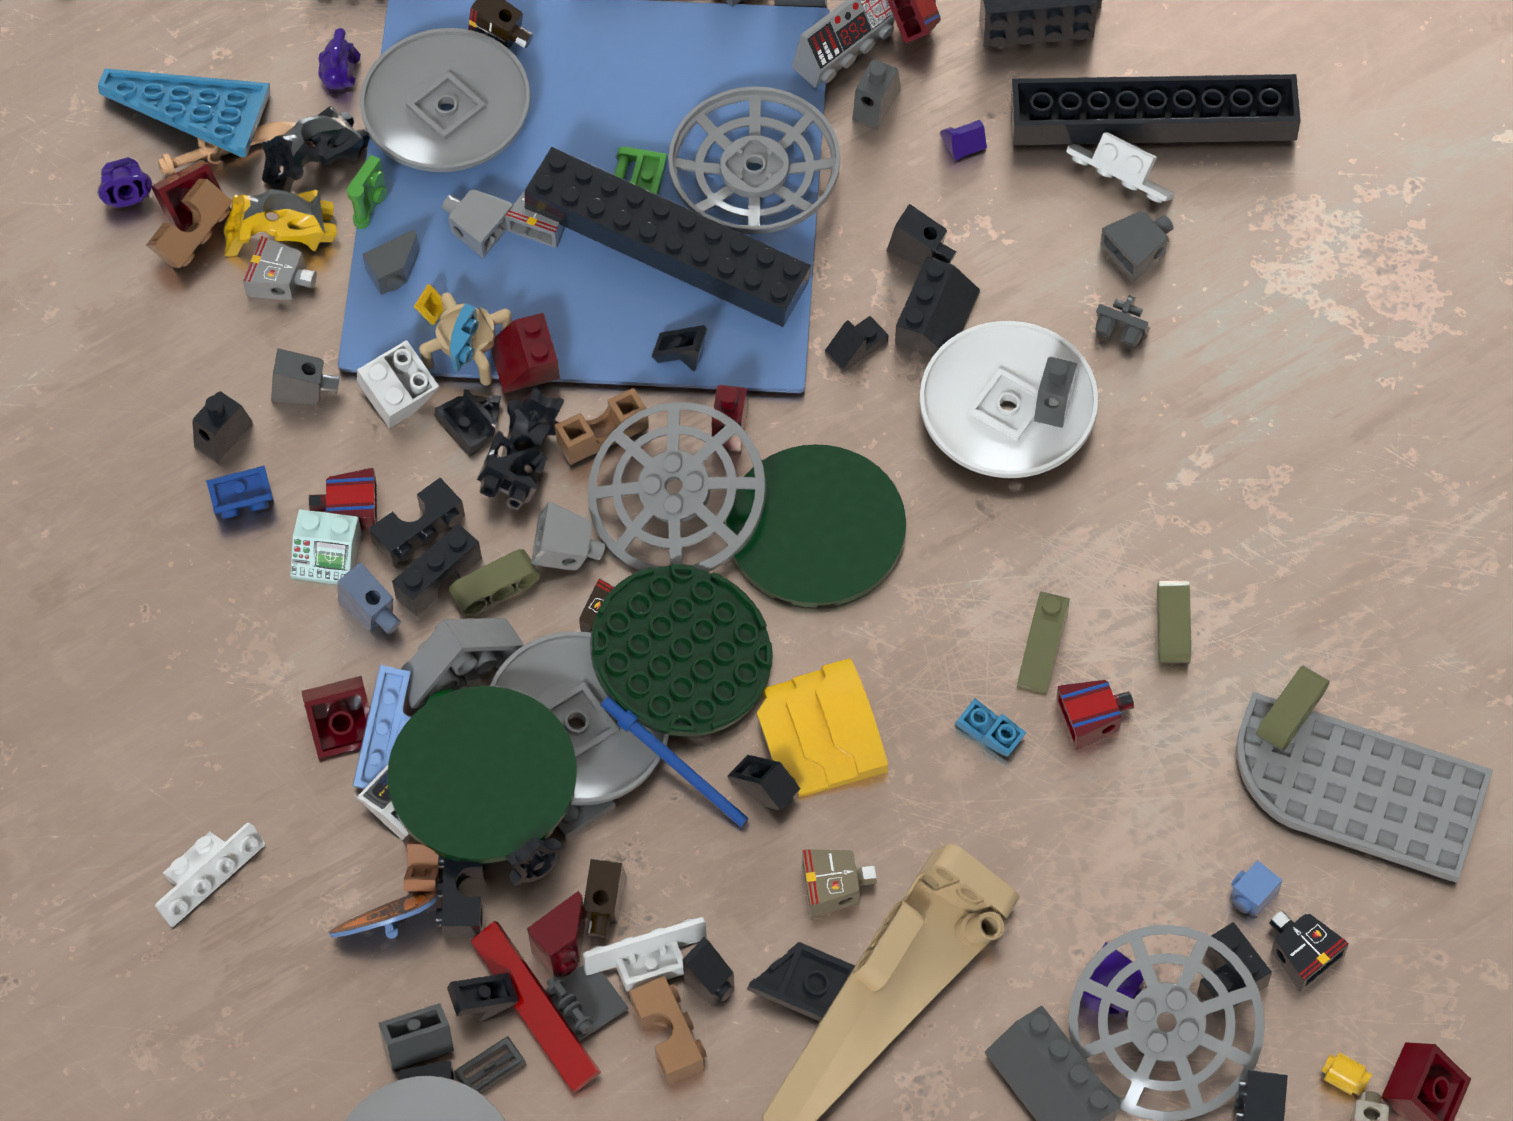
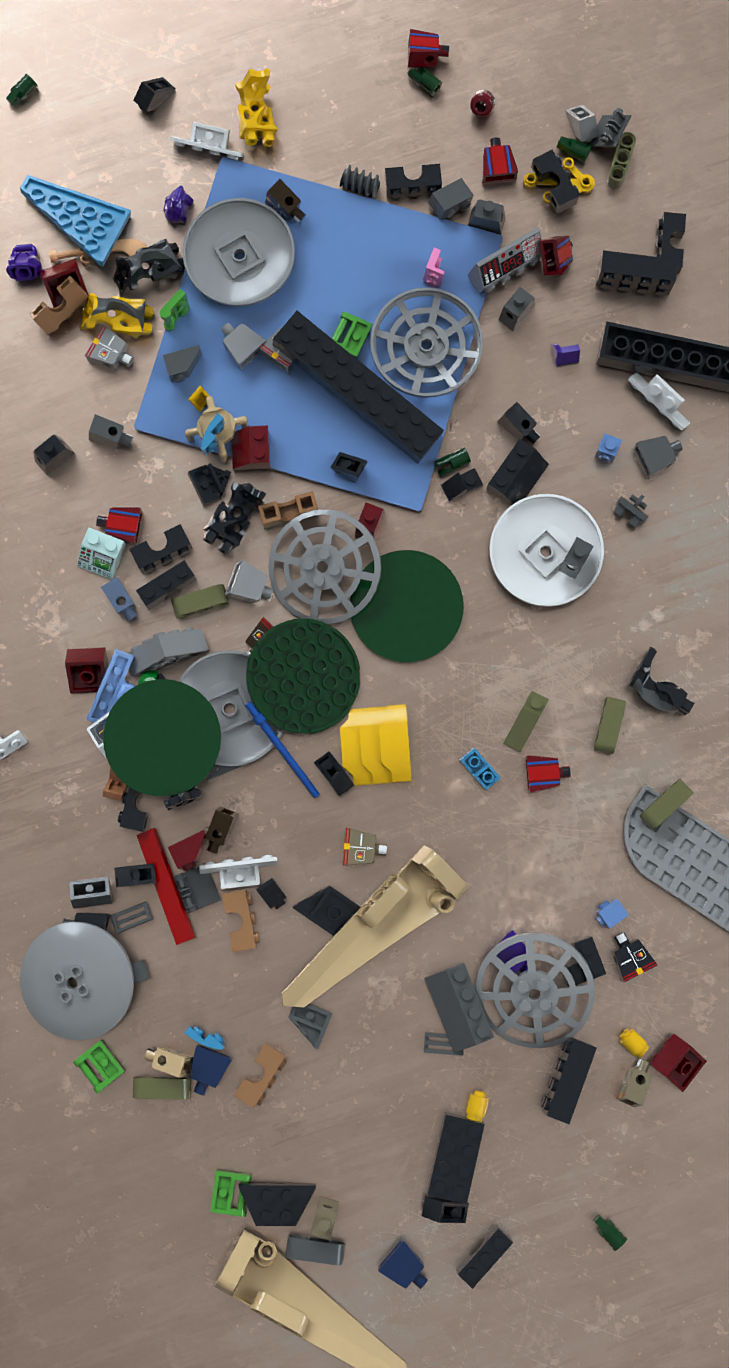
camera: 10 degrees right, 20 degrees up
(240, 491) = (56, 502): blue bracket -> none
(387, 915) = (89, 809): shield -> none
(396, 383) = (167, 450): white slope -> none
(741, 65) = (433, 274): none -> bright pink bracket
(837, 311) = (455, 459): none -> dark green hinge
(1062, 247) = (608, 448): none -> medium blue brick
(1238, 554) = (661, 695): none -> black hips

